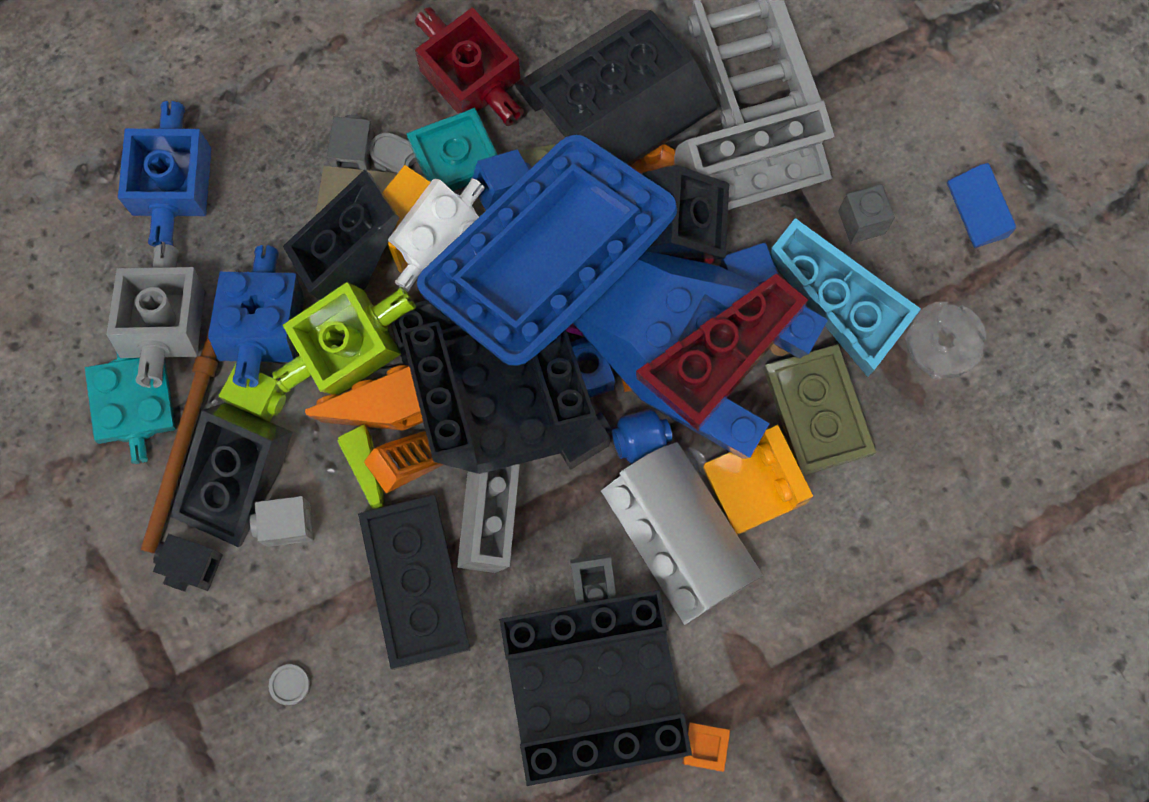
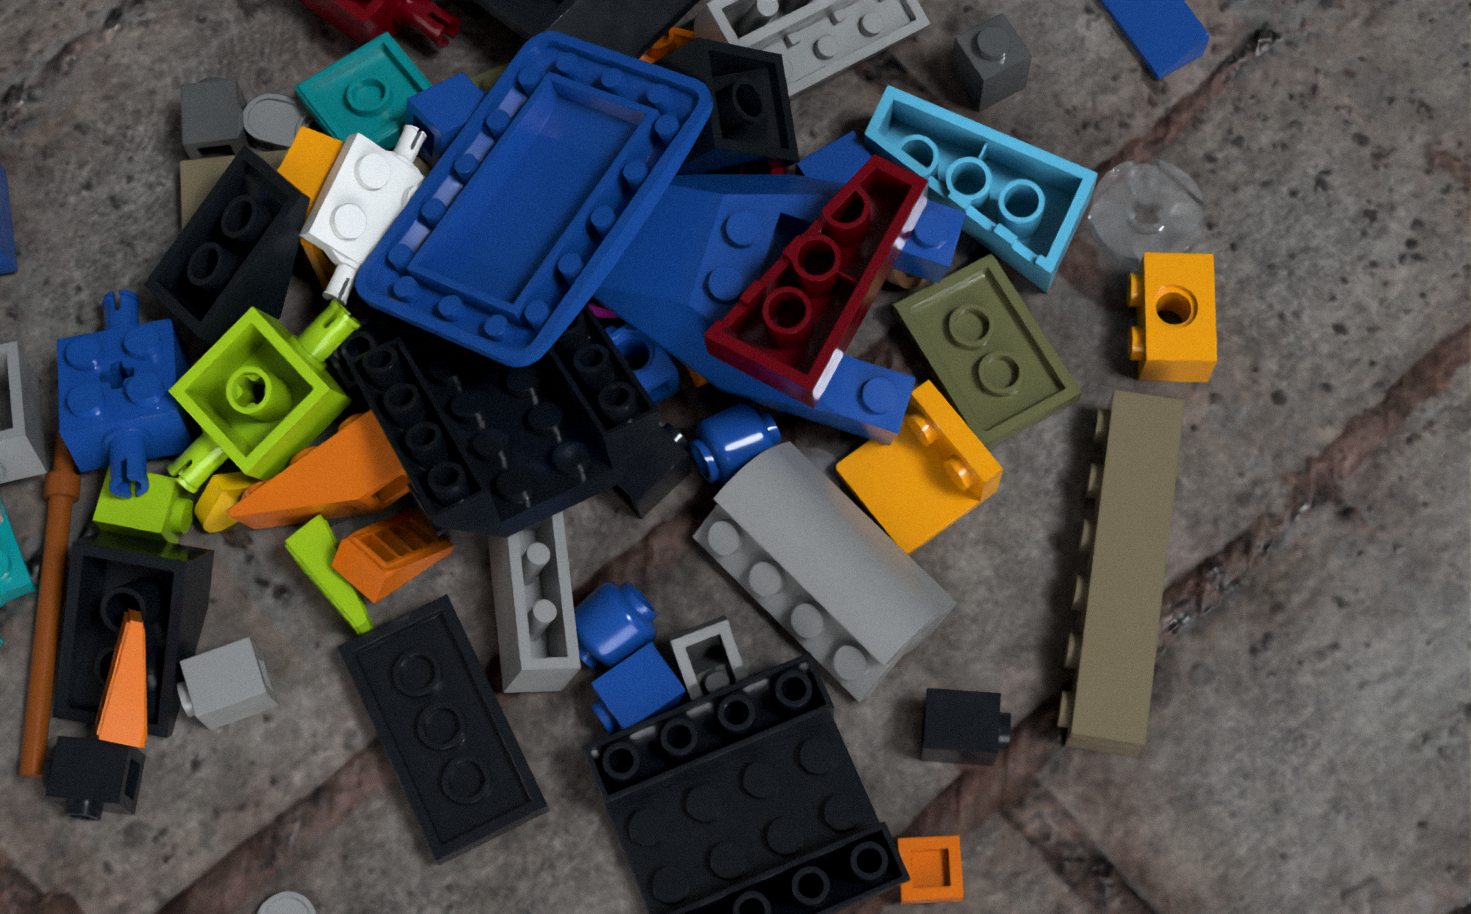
camera: 10 degrees left, 5 degrees down
(213, 522) = (124, 697): none -> orange slope
(303, 398) = (218, 496): none -> yellow tile
(537, 539) = (613, 624): none -> blue head
(542, 588) = (636, 690): none -> blue brick
(748, 658) = (963, 727): none -> black brick
(877, 579) = (1124, 574): none -> dark tan brick
(963, 397) = (1186, 287): none -> light orange brick

